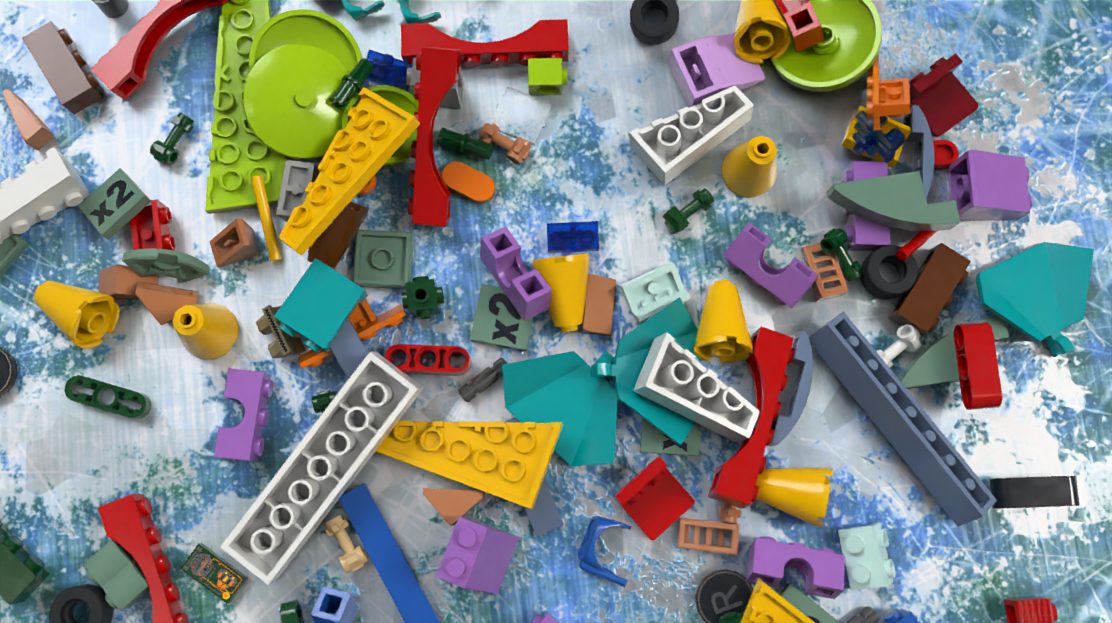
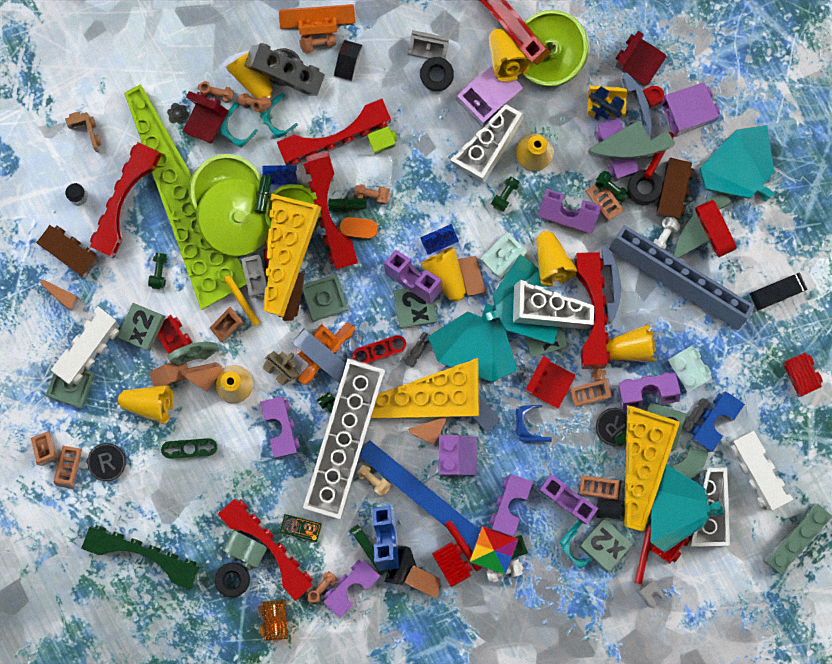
camera: 25 degrees left, 5 degrees up
(319, 306) = (303, 343): teal panel -> none
(430, 304) = (363, 320): dark green brick -> none
(886, 97) = (603, 77): orange bracket -> none

